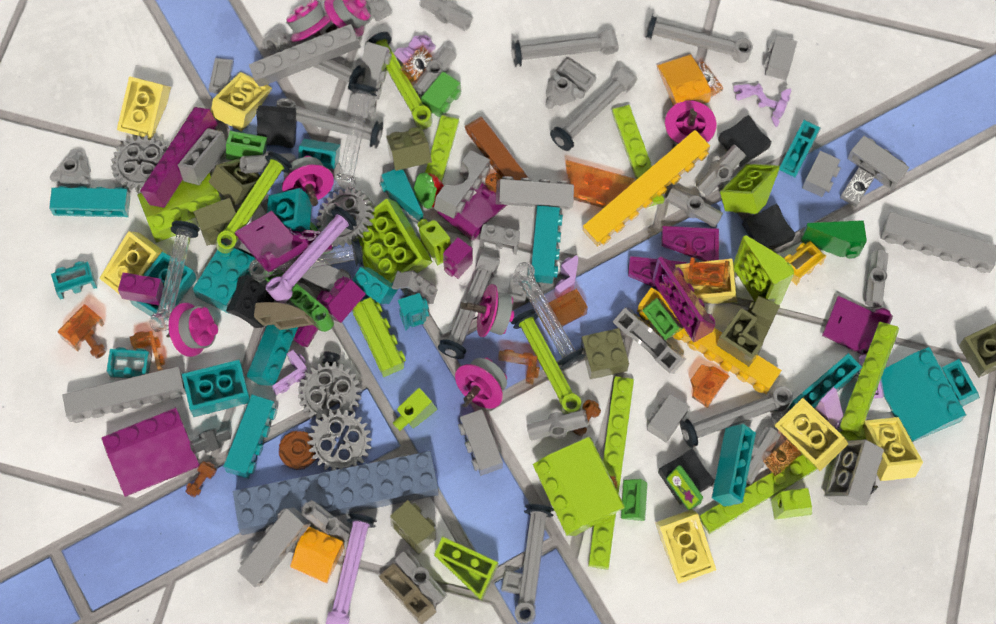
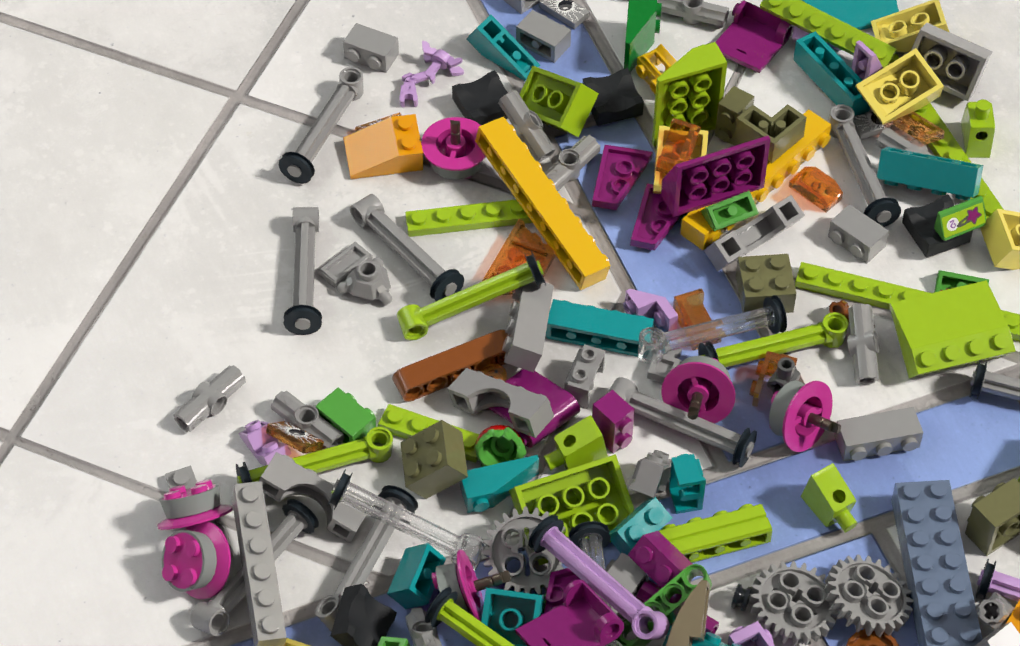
camera: 80 degrees left, 15 degrees down
(513, 369) = (785, 373): none -> dark grey axle
(570, 184) = (416, 320): none -> lime piece

